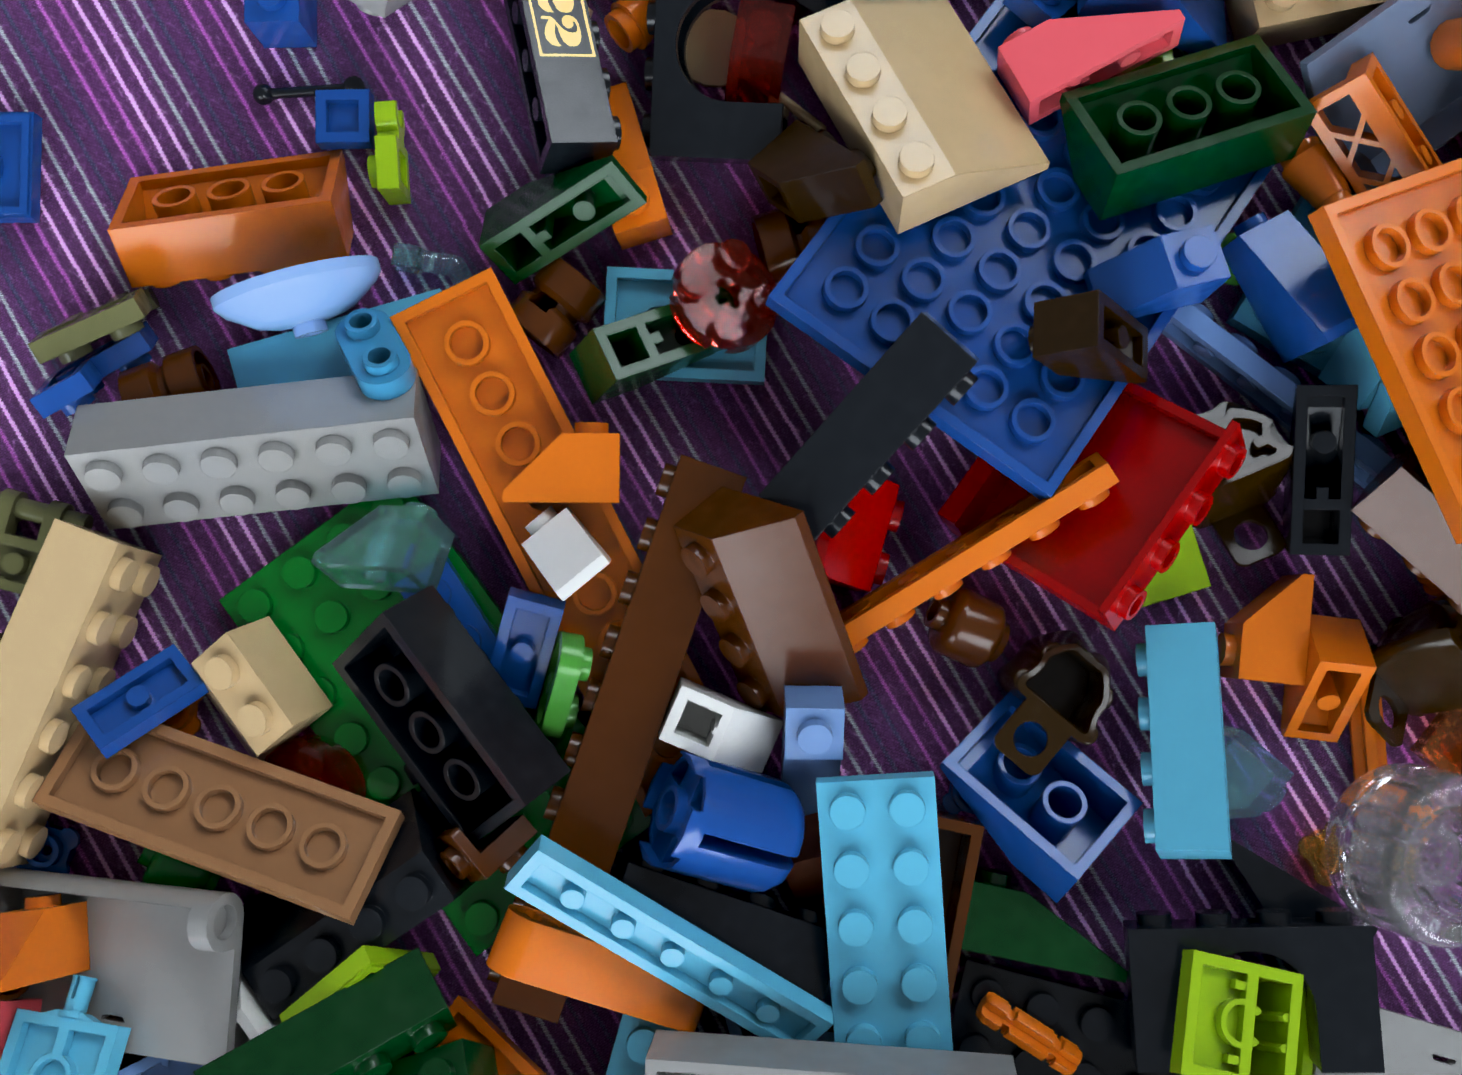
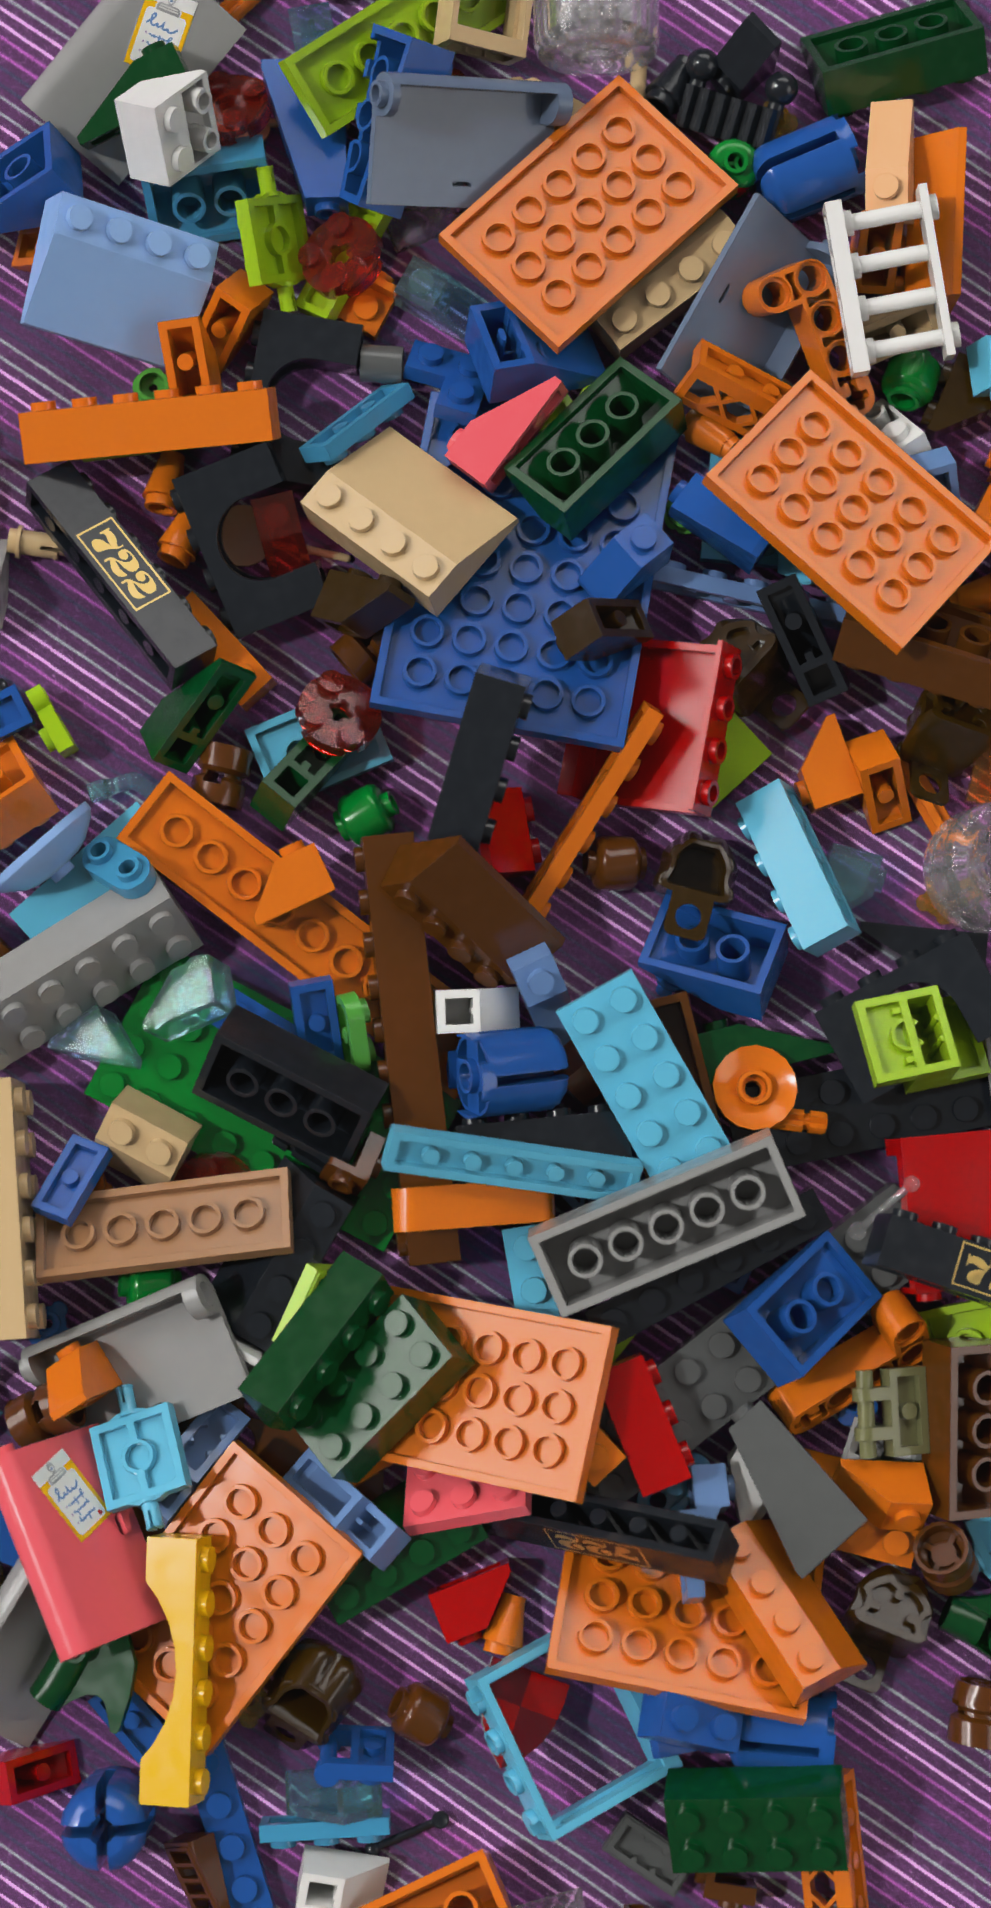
camera: 25 degrees left, 0 degrees up
(262, 543) = (97, 1038): none -> clear light blue slope
(564, 551) = (314, 938): white slope -> none
(702, 430) = (365, 813): none -> green head
(1037, 990) = (769, 1072): none -> orange dish

